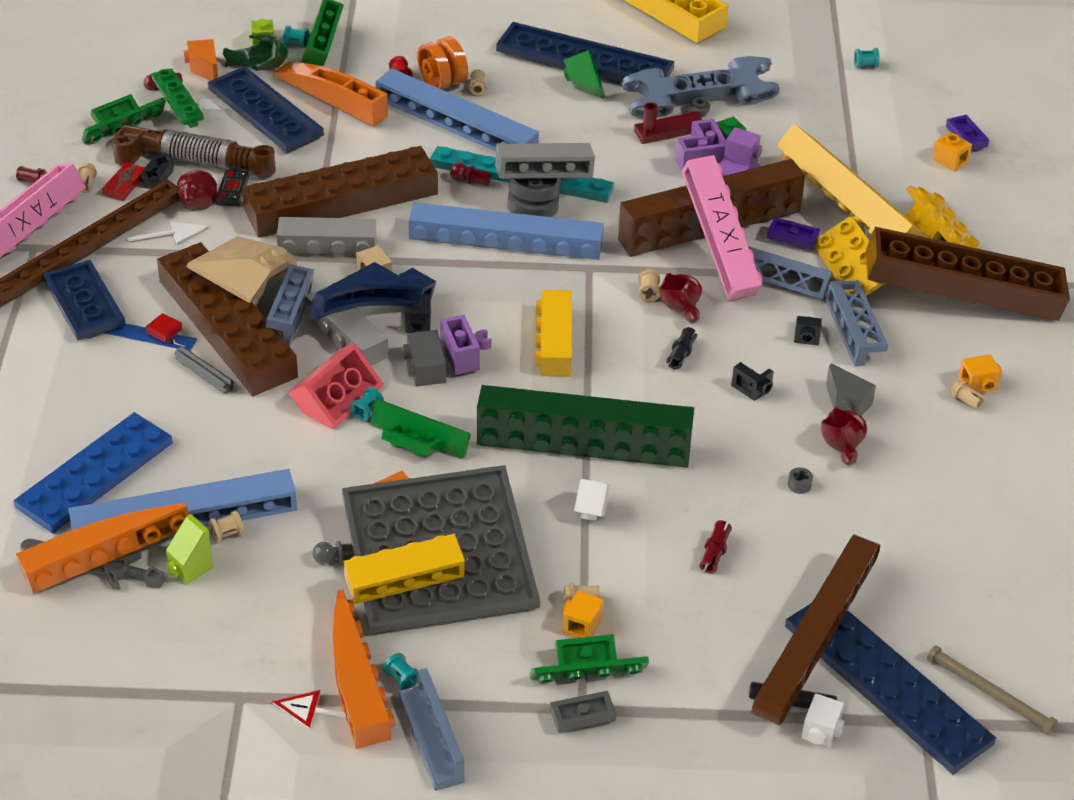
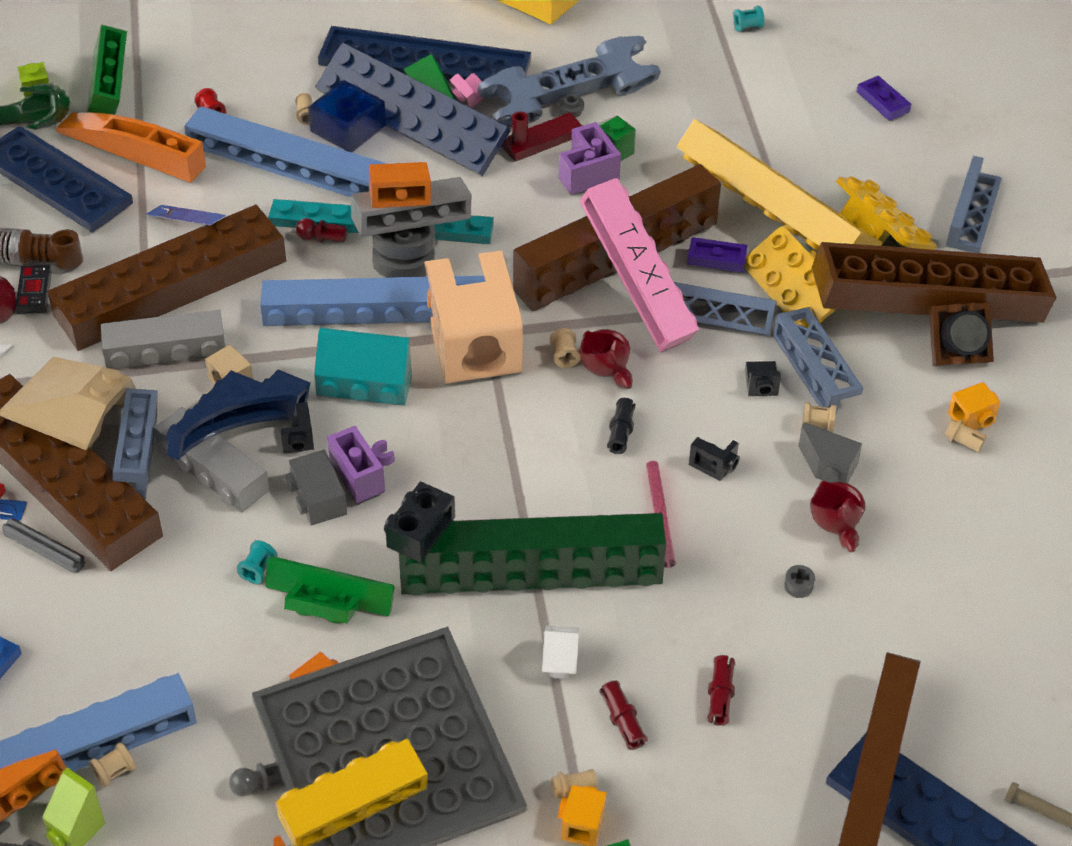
camera: 10 degrees left, 5 degrees up
(296, 36) = (75, 78): teal bush -> none
(334, 385) = (213, 544): coral slope -> none
(363, 147) = (187, 215): none -> blue sticker
(442, 63) = (260, 92): orange wheel -> none
(481, 275) = (363, 366): none -> teal slope
(497, 383) = (419, 521): none -> black brick
(510, 90) = (347, 116): none -> clear blue brick
(536, 140) = (399, 184): none -> orange brick
(555, 334) = (467, 429): yellow brick -> none
(565, 92) = (420, 110): none -> plate
(578, 251) = (475, 324): none -> light nougat piece
(613, 83) = (466, 89): none -> bright pink bracket
(632, 552) = (623, 715): none -> dark red pin
(698, 421) = (660, 507): none -> clear pink bar
(741, 151) = (638, 162): medium lavender brick -> none
(847, 362) = (820, 416): none -> tan bush
(952, 151) = (872, 124): light orange brick -> none
(982, 317) = (961, 334): none -> piece
(1015, 225) = (966, 202): none -> sand blue fence

